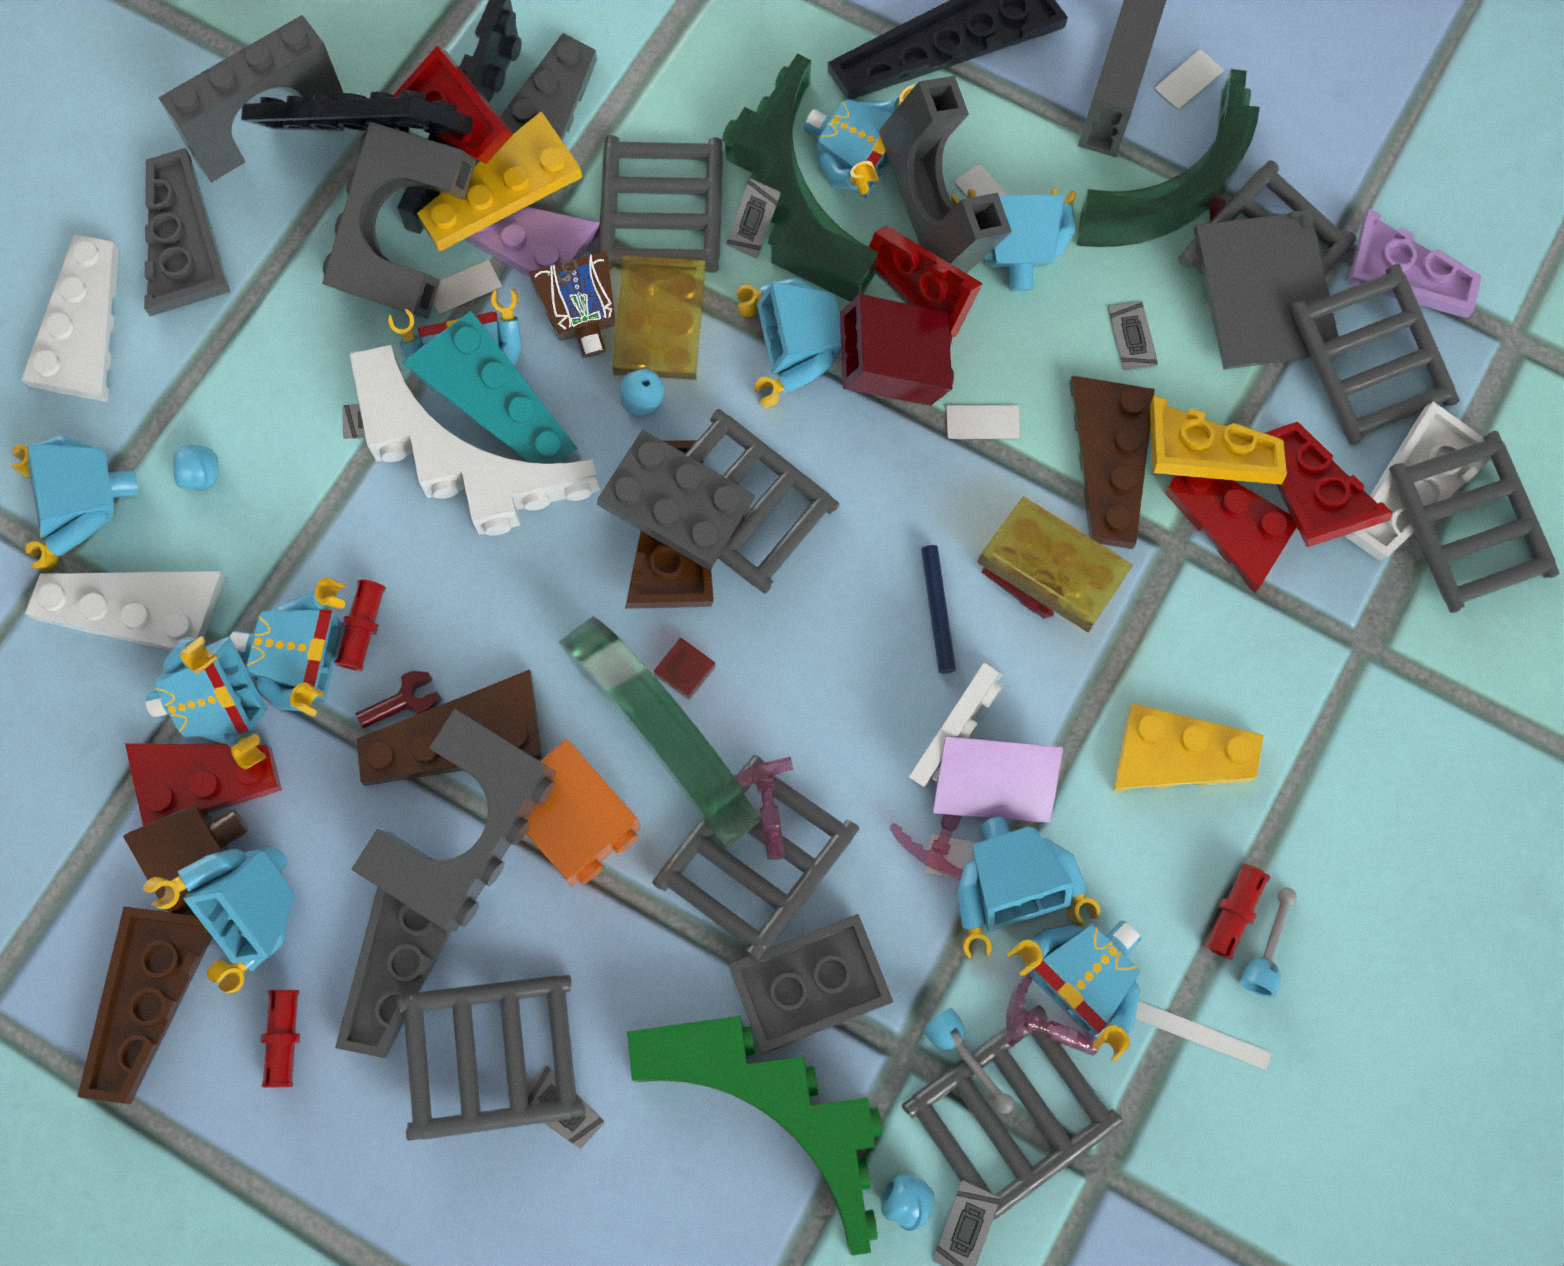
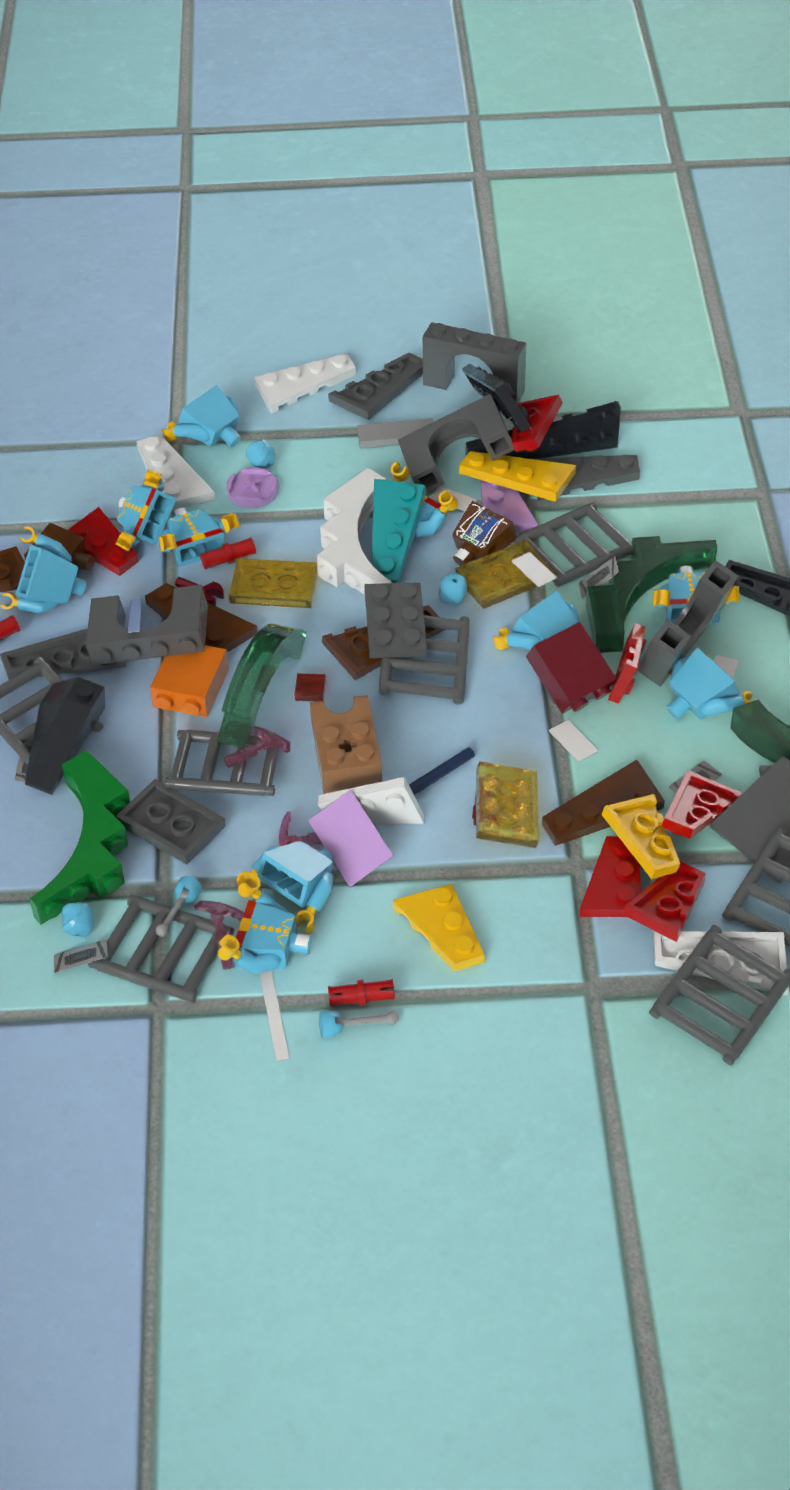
camera: 60 degrees right, 25 degrees down
(245, 516) = (252, 487): none -> lavender tile
(286, 275) = (387, 433): none -> light grey tile
(417, 824) = (135, 615): none -> light blue sticker
(457, 599) = (273, 583): none -> clear yellow plate
(551, 1038) = (61, 729): none -> black wedge
(684, 279) = (534, 569): none -> white sticker
(819, 688) = (346, 746): none -> medium nougat brick
(1192, 360) = (697, 804): none -> wing

